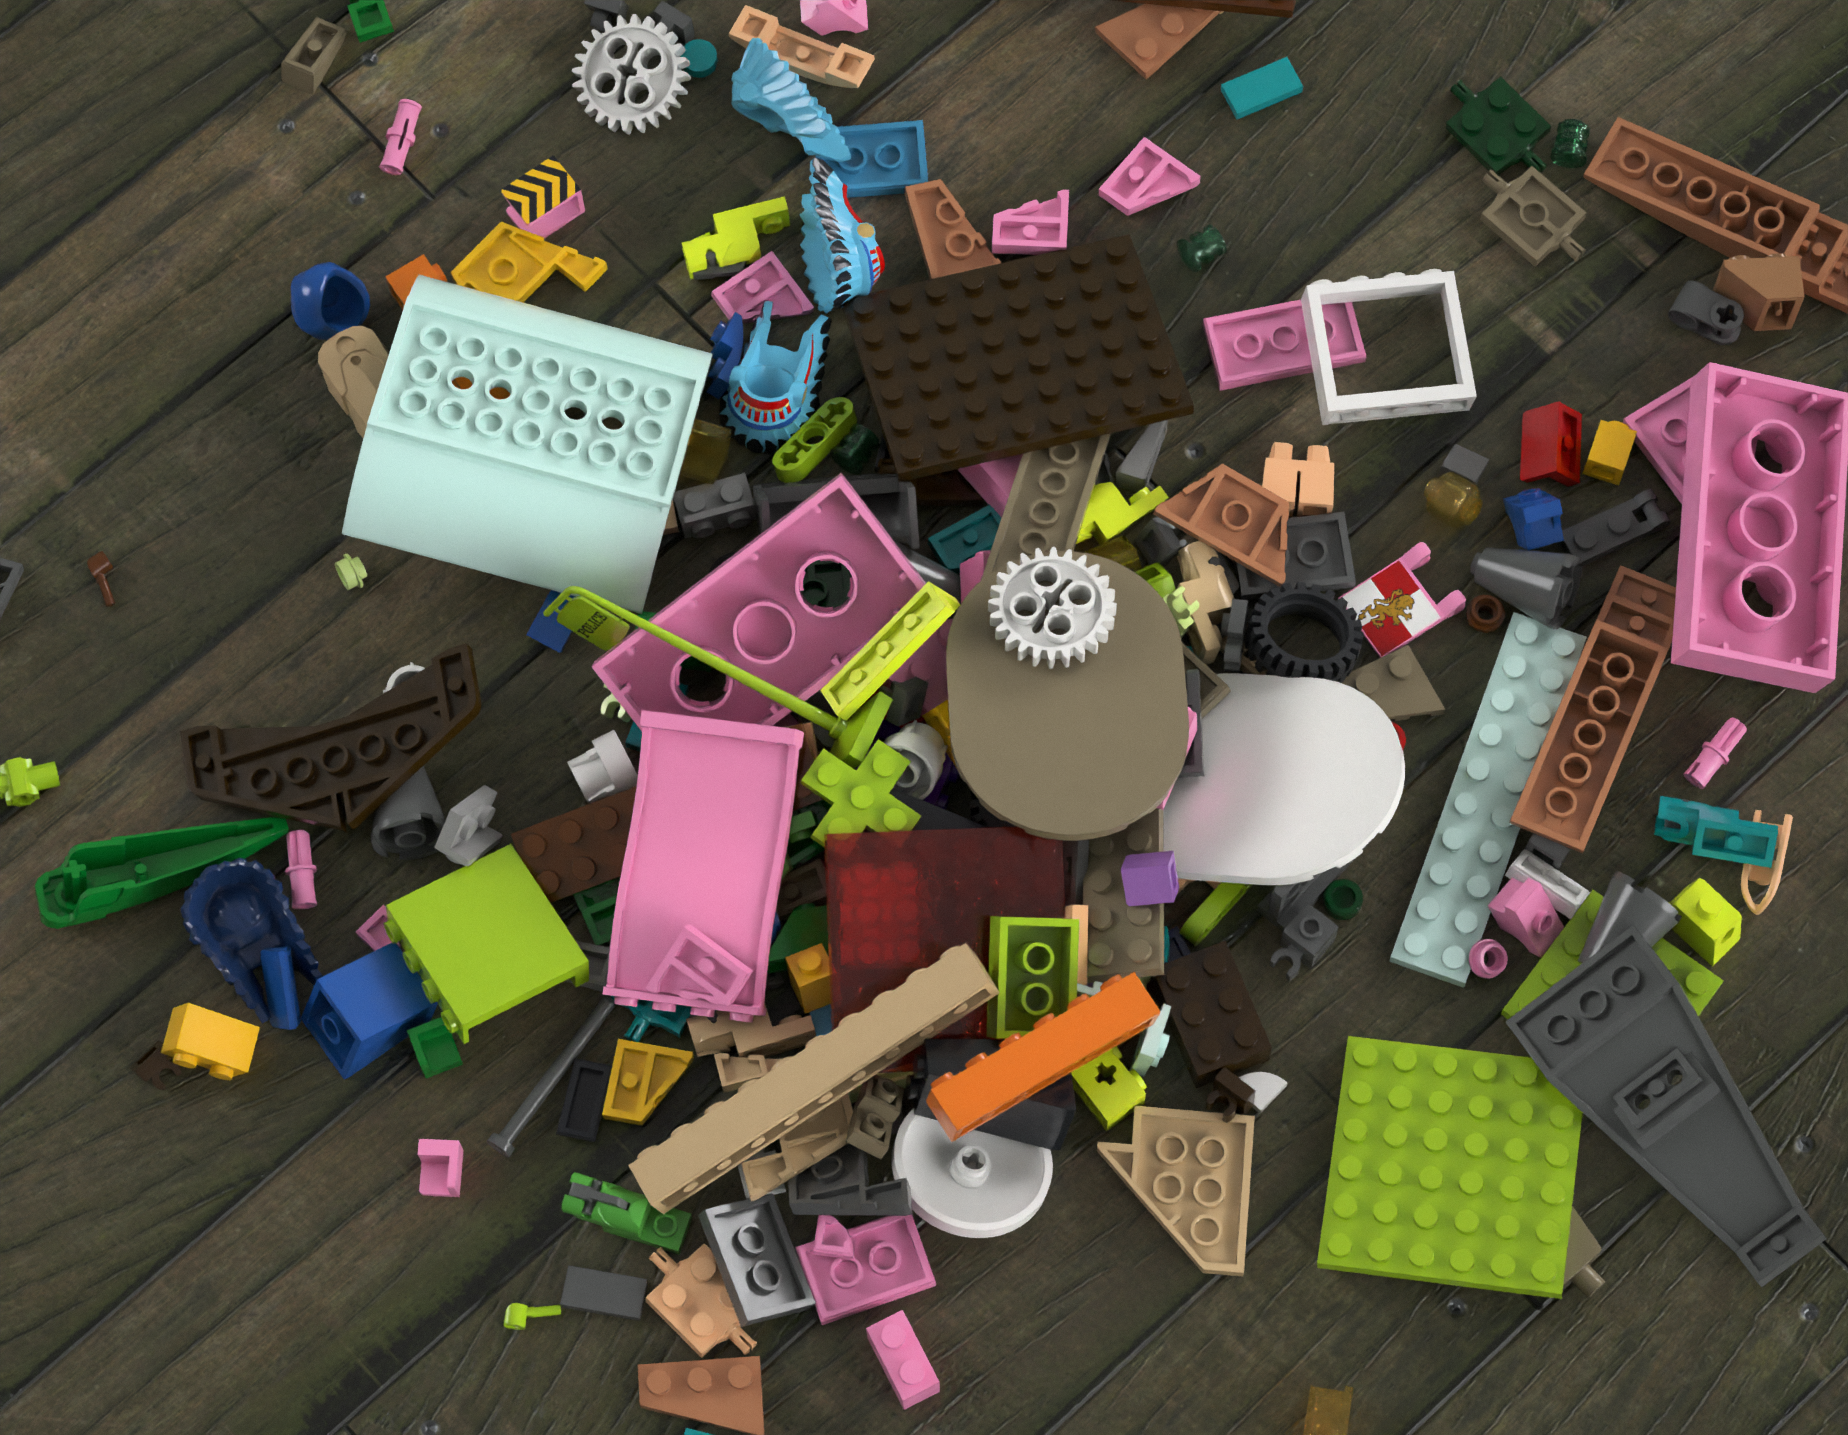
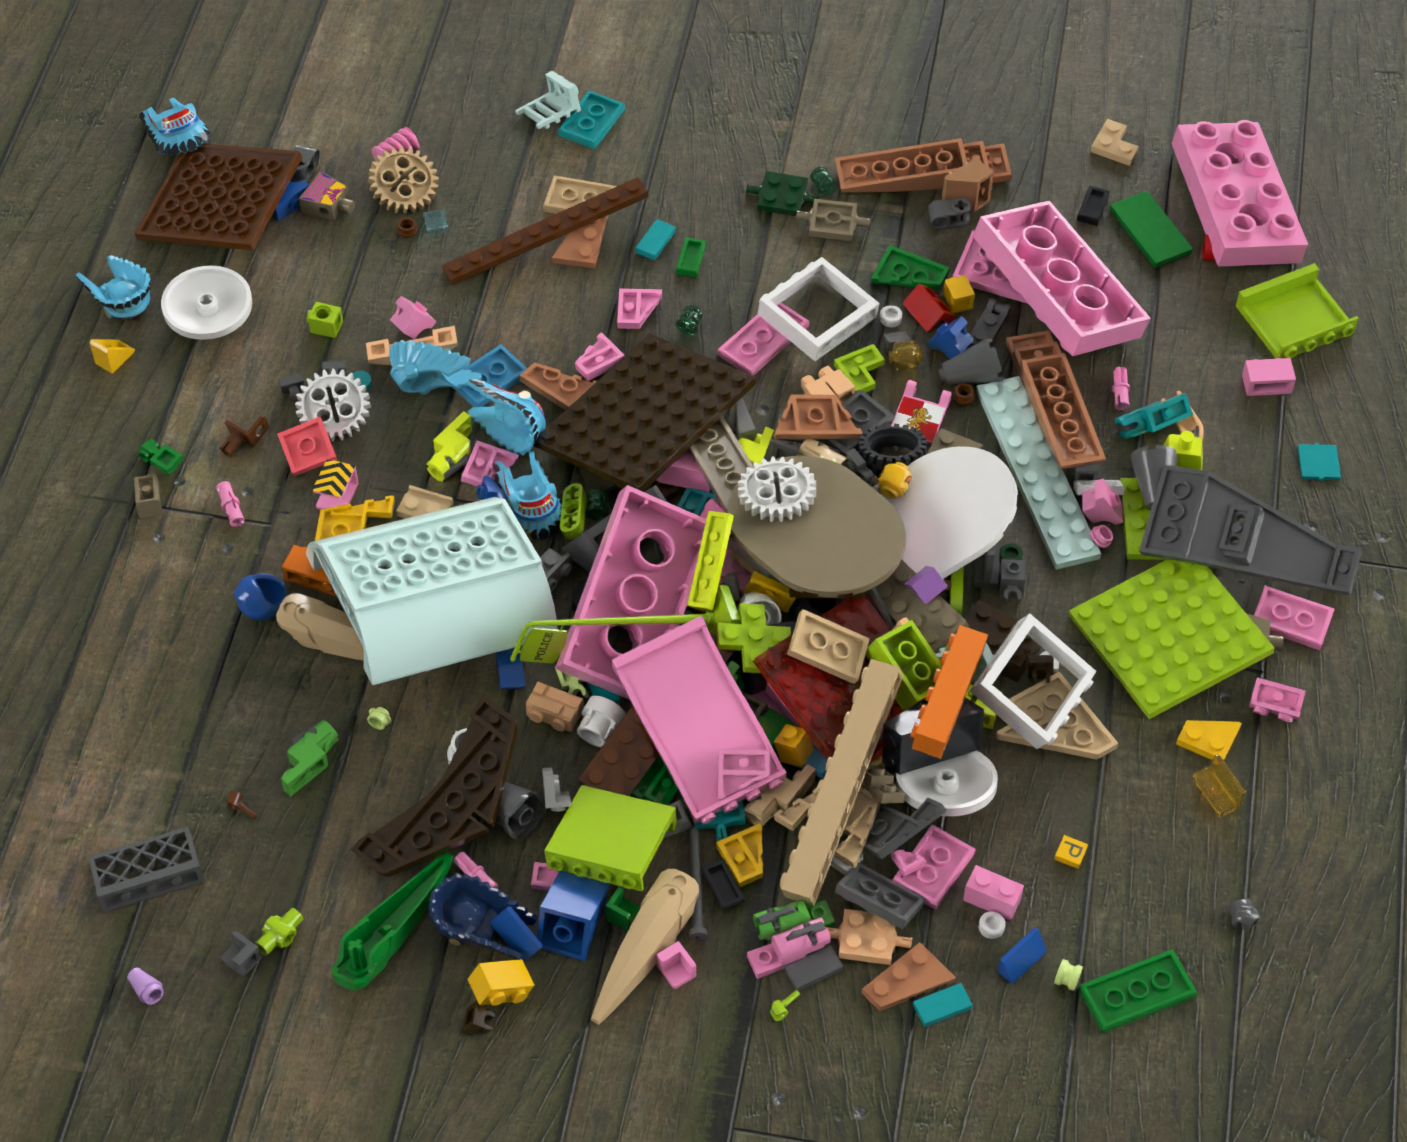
camera: 40 degrees left, 15 degrees down
(226, 566) = (308, 756): none -> bright green plate
(441, 1105) = (655, 928): none -> tan piece
(482, 42) = (239, 435): none -> reddish brown bracket
(552, 116) = (307, 446): none -> coral plate
(569, 707) = (554, 707): none -> light nougat brick
(590, 1245) = (788, 947): none -> bright pink plate
(639, 301) = (421, 501): none -> tan plate
(872, 1398) = (992, 925): none -> white tile
(938, 881) = (828, 646): none -> tan plate
(1057, 1375) = (1071, 852): none -> yellow tile
(1163, 1053) = (1009, 711): none -> white window
(1251, 690) = (894, 480): none -> yellow head
(1288, 147) = (691, 257): none -> green tile
(1371, 467) = (857, 364): none -> lime plate
(1379, 1351) = (1208, 737): none -> yellow wing
(1489, 422) = (890, 316): none -> white tile
(1514, 1365) = (1277, 699): none -> bright pink bracket
(1573, 367) = (907, 269): none -> green wing
(1652, 1261) = (1294, 617): none -> bright pink tile

